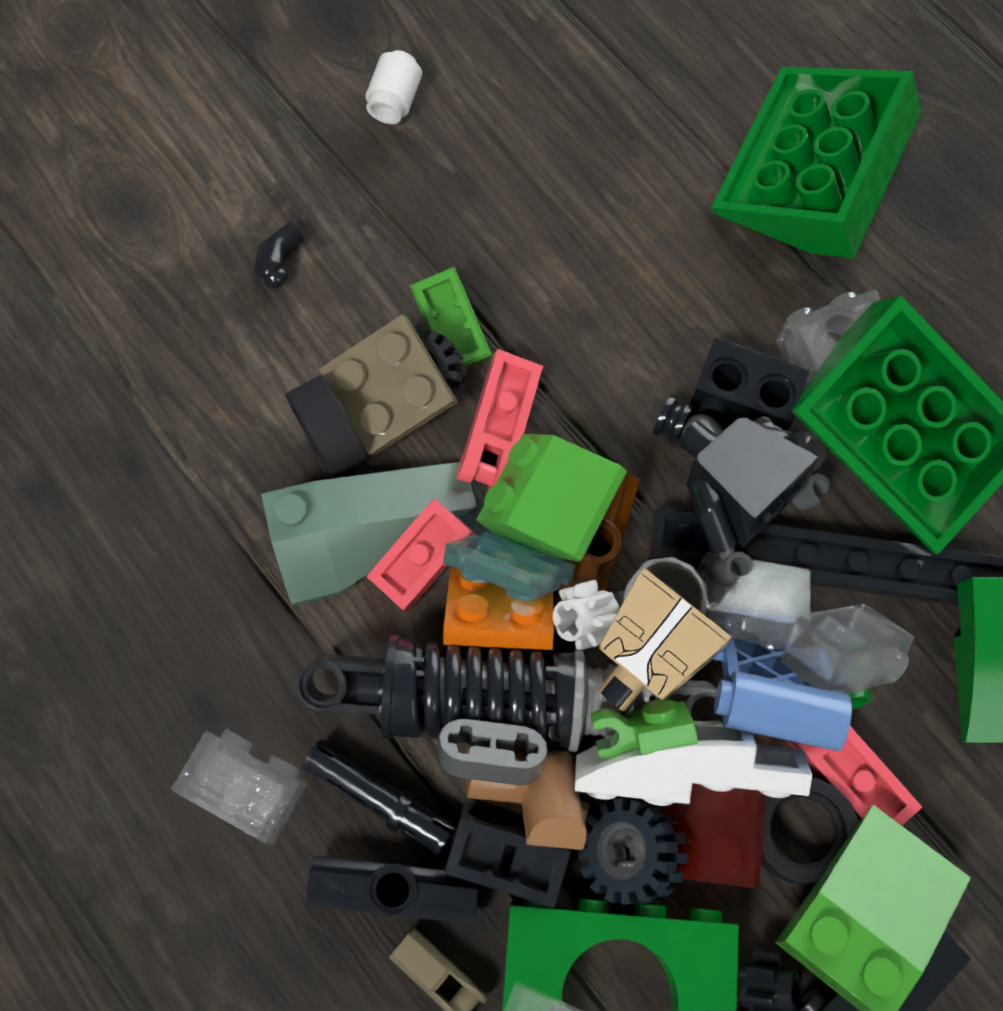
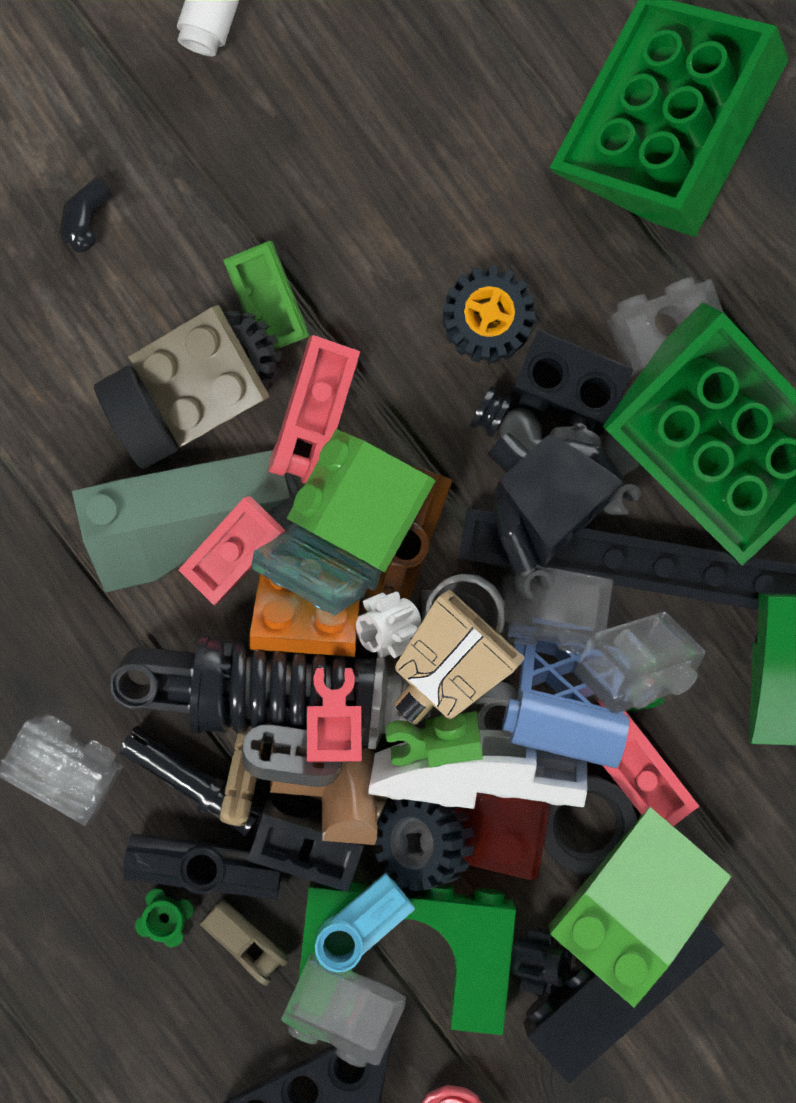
camera: 10 degrees right, 15 degrees up
(334, 958) = (168, 932): none -> green plate
(432, 796) = (239, 789): none -> tan axle
(537, 714) = (334, 727): none -> coral plate
(578, 936) = (366, 920): none -> medium azure piece
(668, 316) = (495, 298): none -> black wheel

